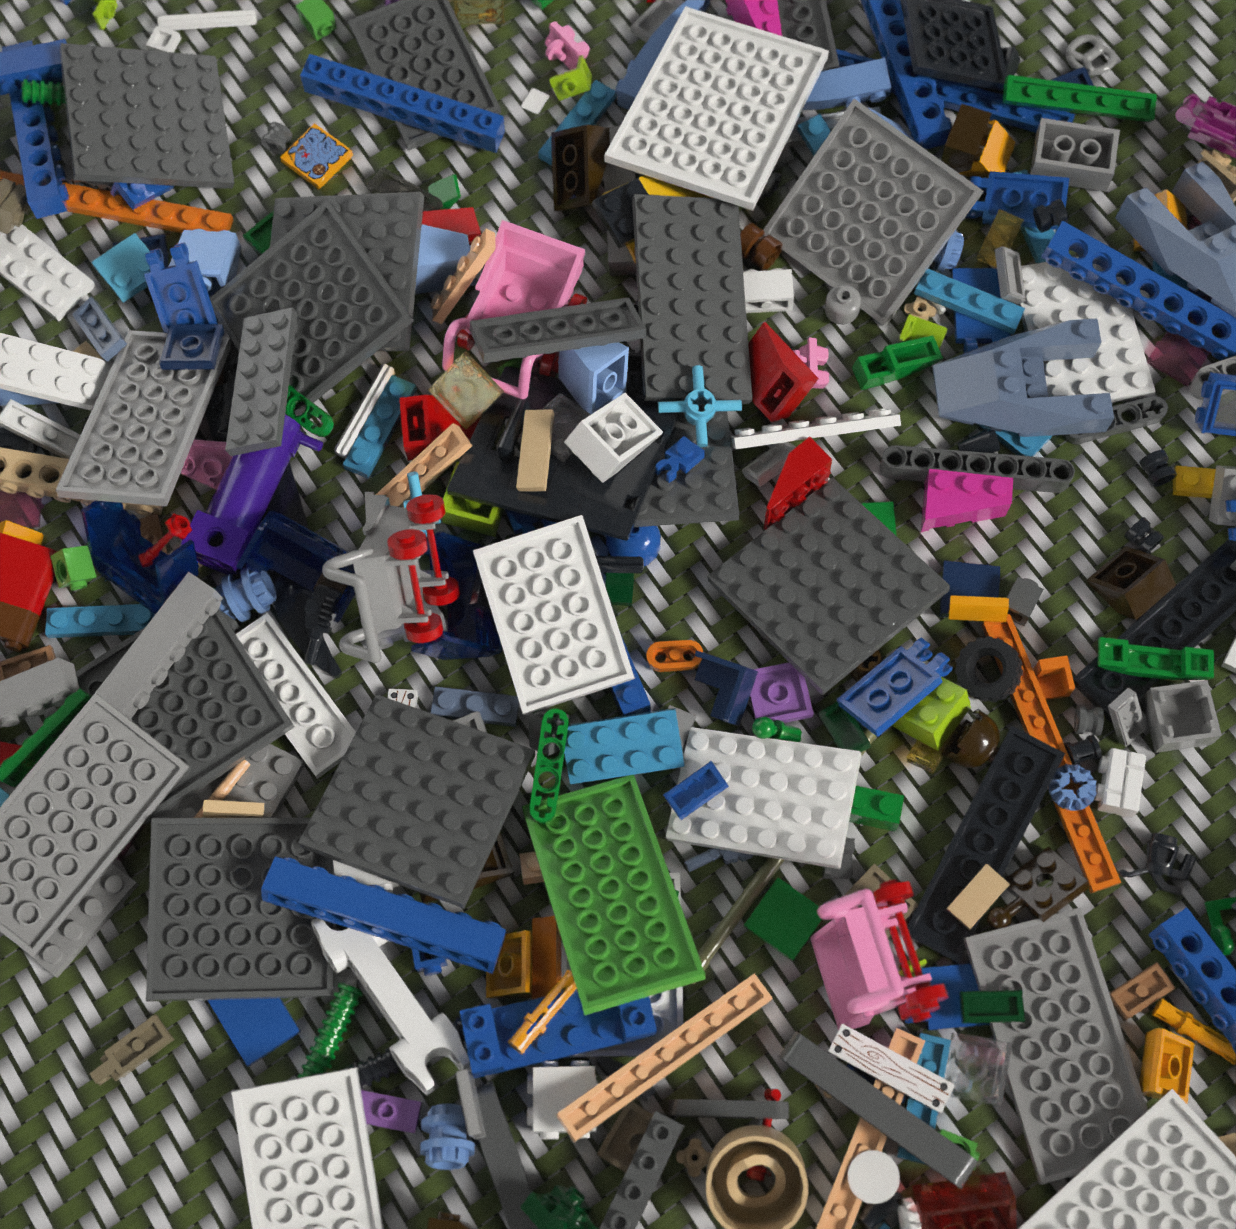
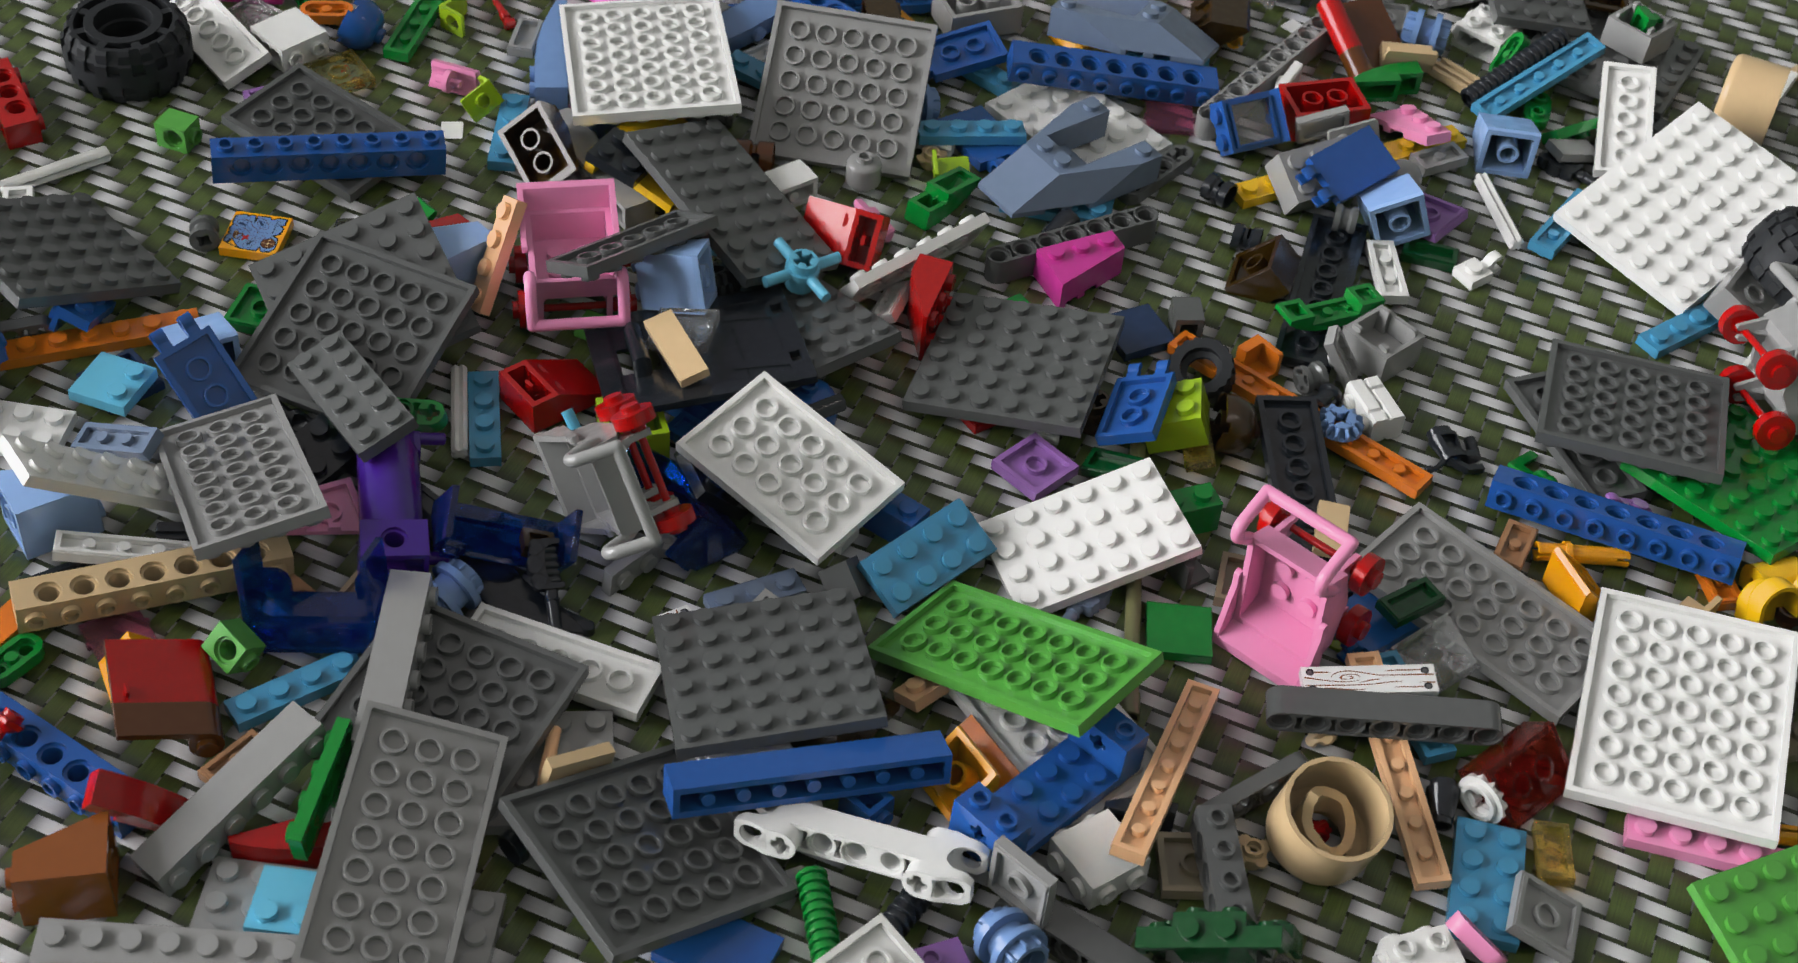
camera: 40 degrees left, 25 degrees down
(178, 526) = (351, 536): red piece -> none
(192, 347) = (242, 410): dark blue tile -> none
(428, 464) = (576, 393): light nougat plate -> none
(466, 390) = (565, 338): clear yellow tile -> none
(520, 1039) = (1029, 788): light orange pin -> none
(549, 765) = (878, 590): green beam -> none
(612, 437) = (742, 314): white slope -> none
(674, 654) = (921, 475): orange plate -> none
(680, 456) = (814, 312): blue plate -> none
(696, 790) = (1025, 556): blue plate -> none
(734, 686) = (983, 465): dark blue panel -> none
(765, 728) = (1048, 486): green axle -> none
(873, 1177) = (1422, 775): white sticker -> none
(978, 608) = (1158, 330): light orange tile -> none
(1002, 233) = (961, 83): clear yellow plate -> none
(1010, 275) = (990, 101): light grey tile -> none
(1039, 900) = (1377, 503): dark brown plate -> none
(1050, 215) = (993, 48): black wheel -> none

